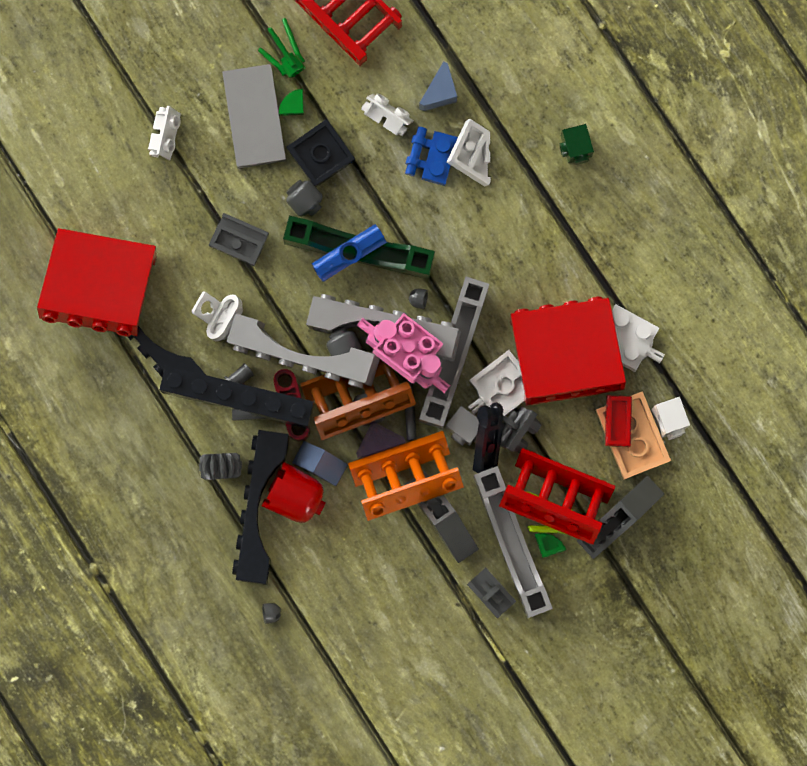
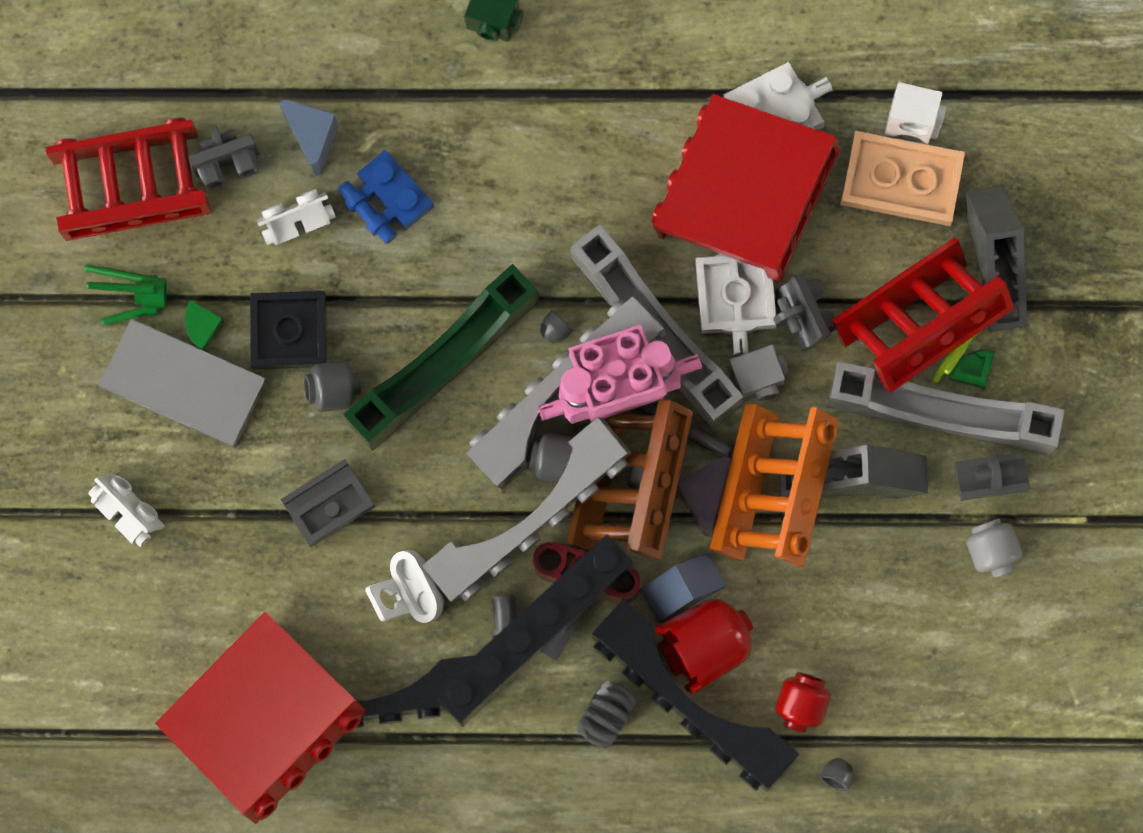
camera: 50 degrees left, 5 degrees down
(297, 568) = (803, 702): none -> red head
(335, 262) = (441, 394): blue piece -> none
(403, 59) = (221, 152): none -> dark grey hips
(452, 619) = (994, 547): none -> light grey head
(472, 152) = (416, 145): white wing -> none
(488, 437) = (792, 351): black hinge -> none
(618, 421) = (875, 182): red tile -> none

